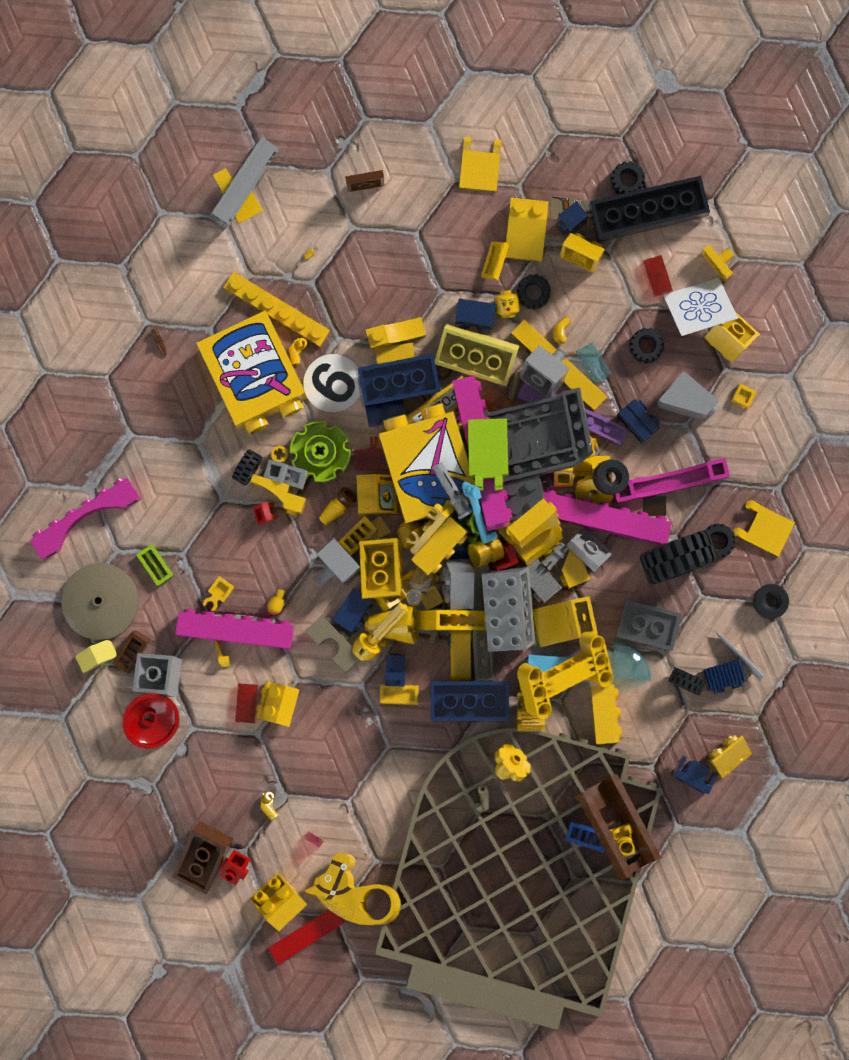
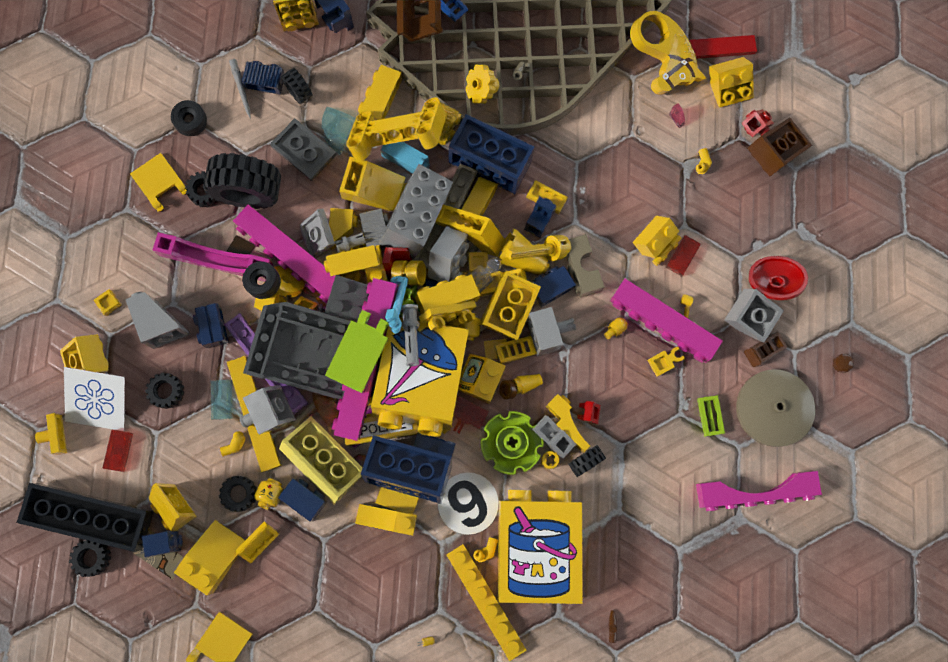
camera: 160 degrees left, 5 degrees down
(56, 673) = (843, 363): none -> reddish brown tile
(96, 655) = (799, 360): light yellow slope -> none

